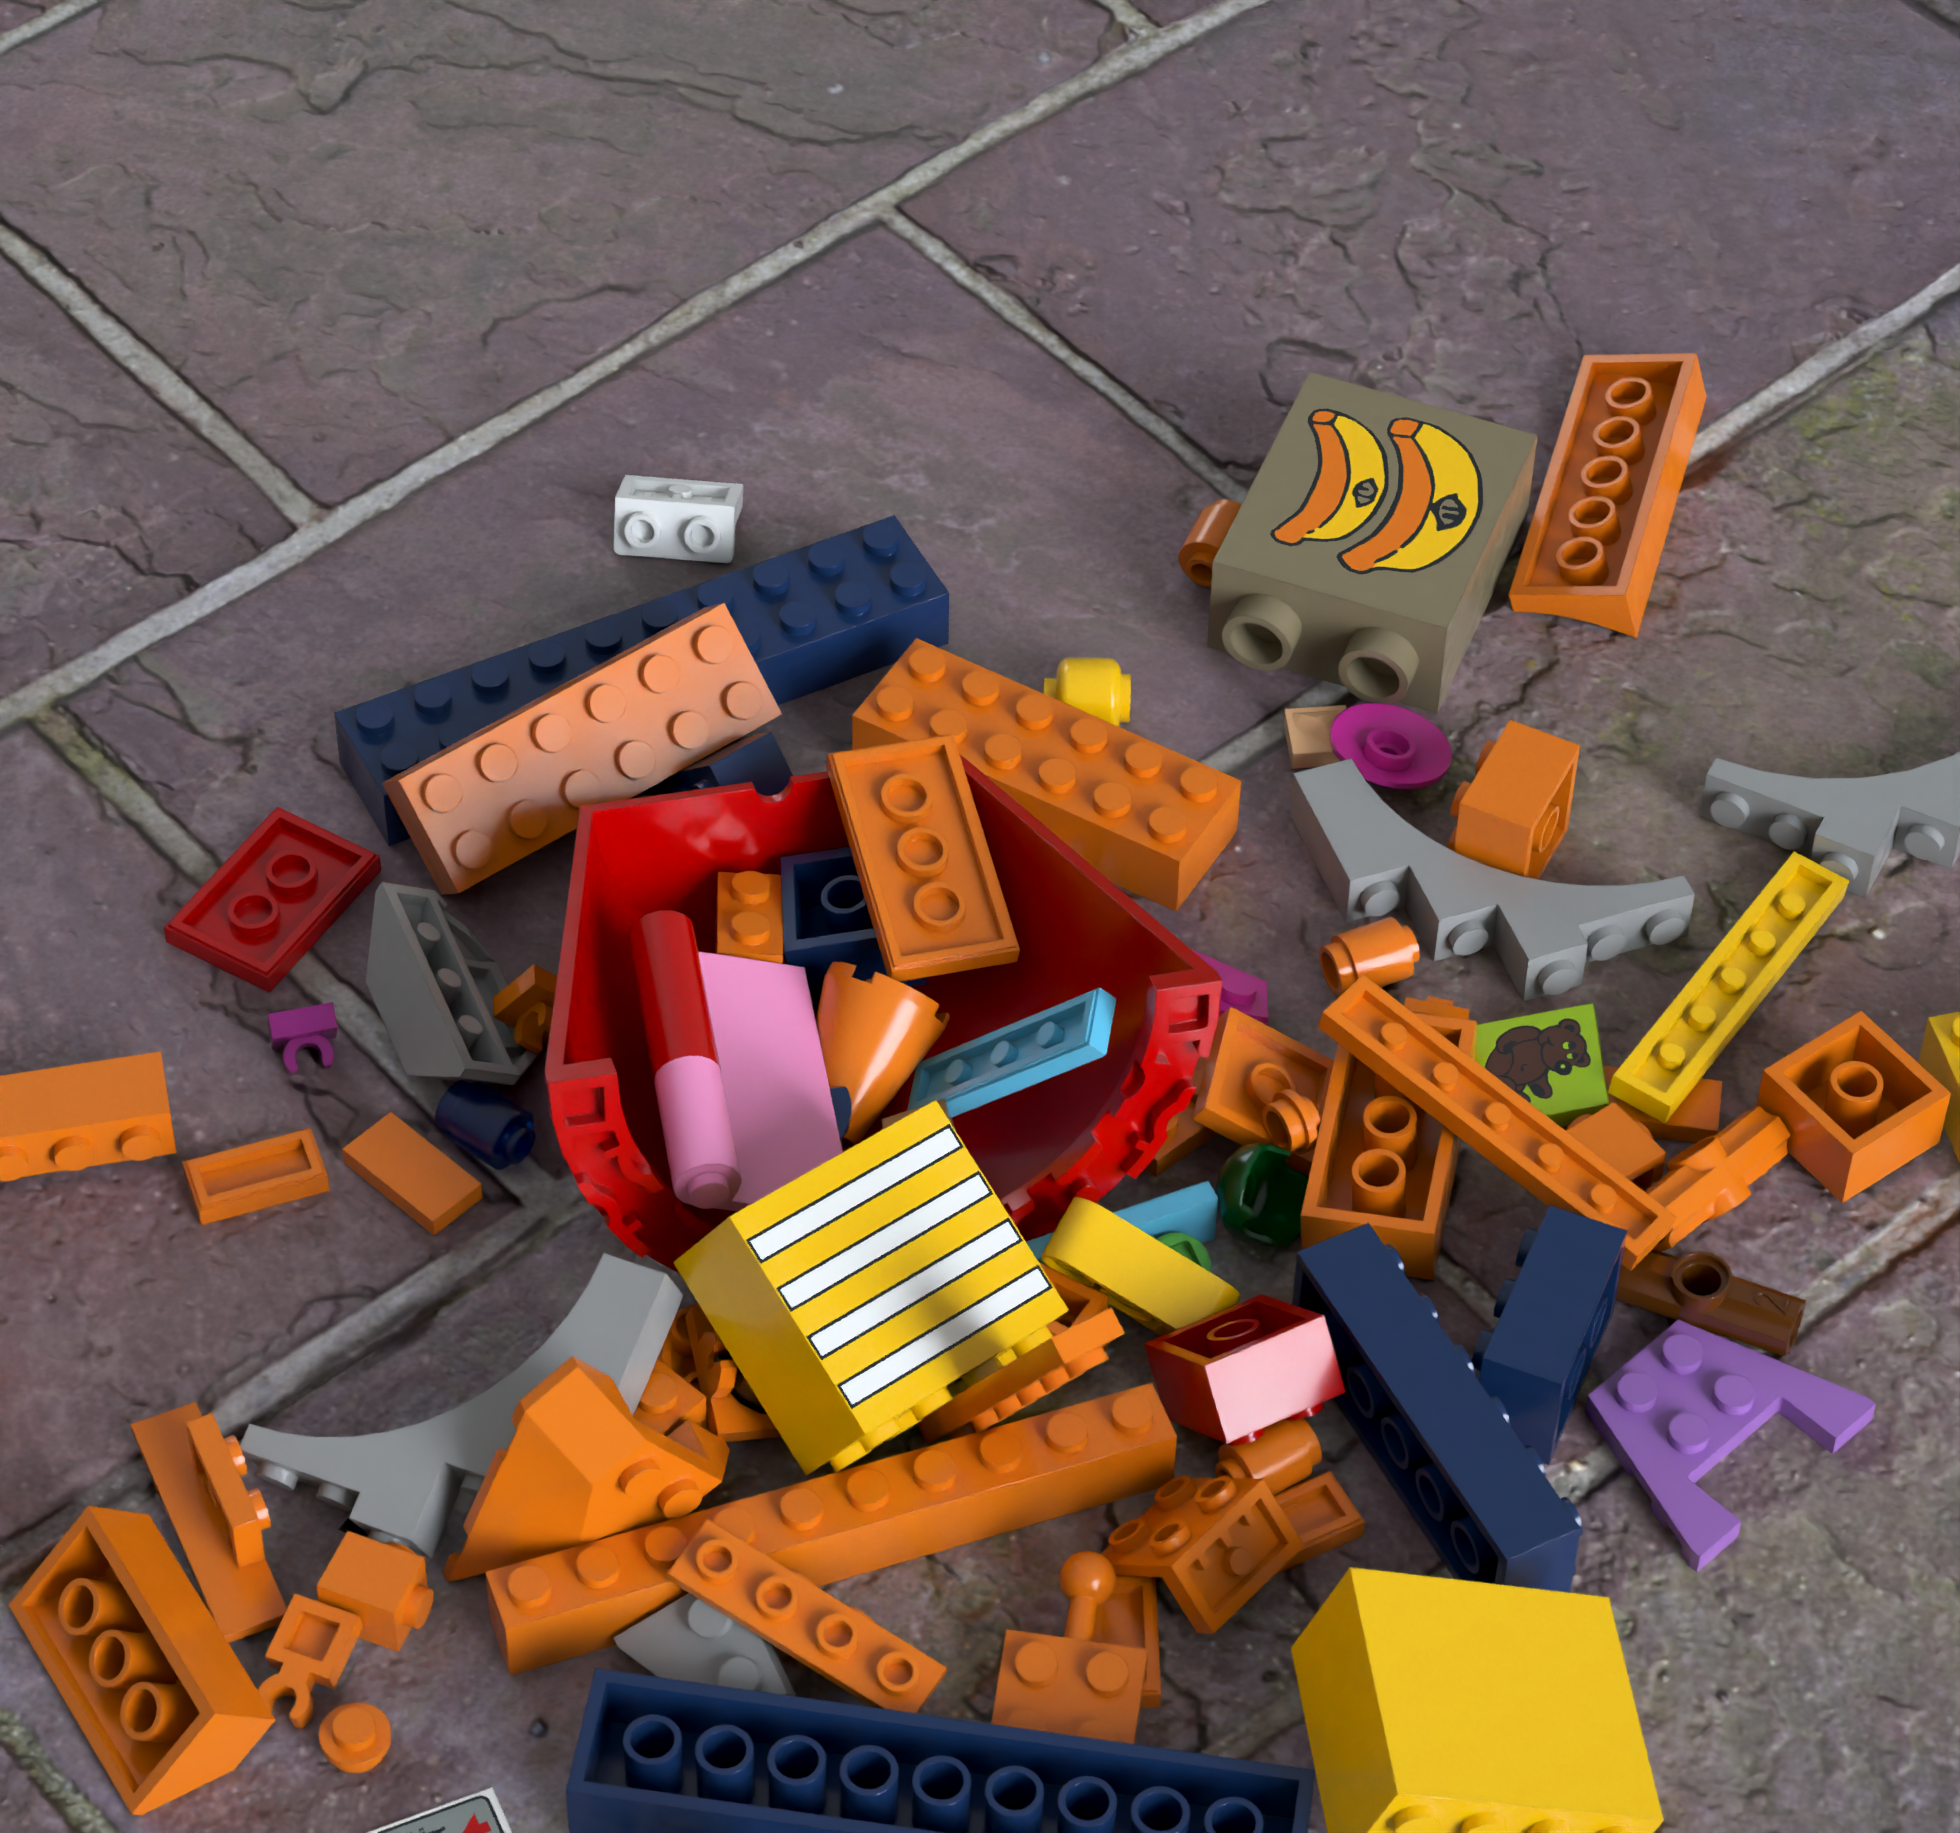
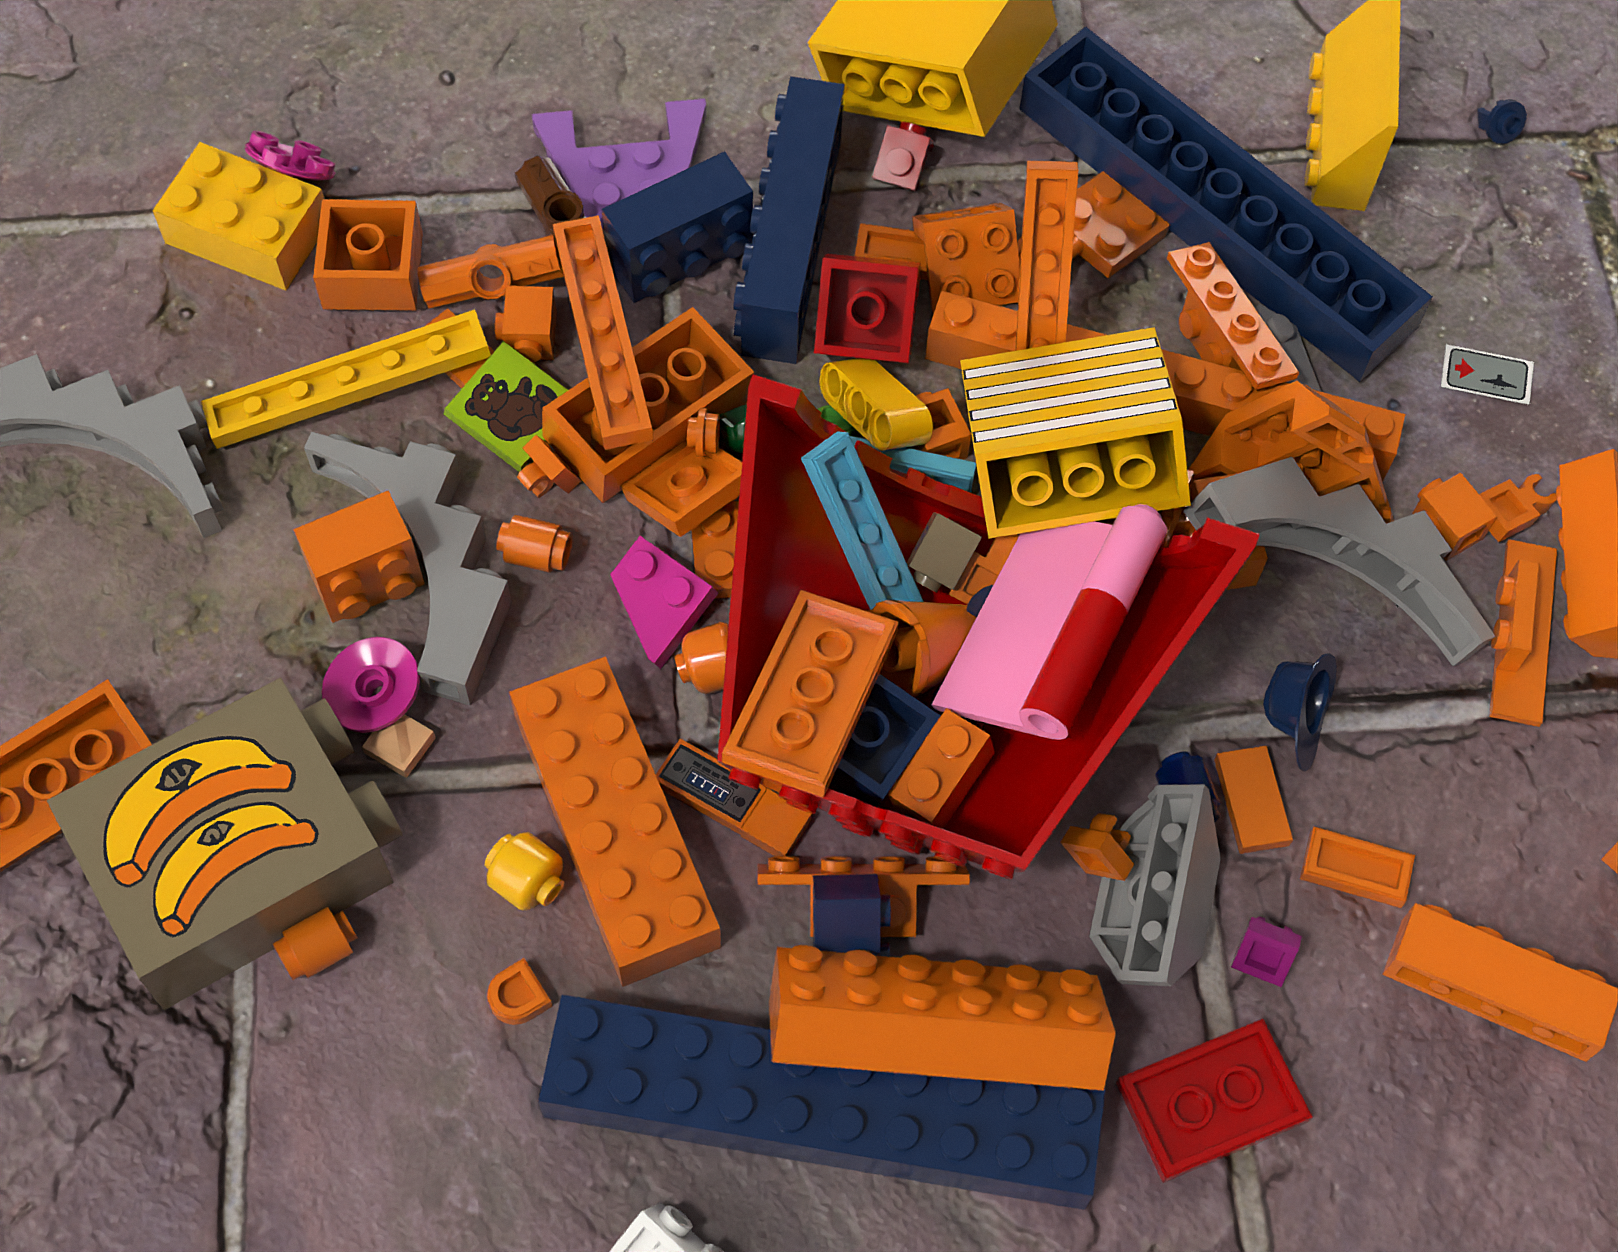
camera: 145 degrees left, 15 degrees up
(355, 1737) = (1508, 448): orange plate -> none
(416, 1263) = (1299, 701): none -> dark blue piece
(1002, 623) = (517, 994): none -> orange tile

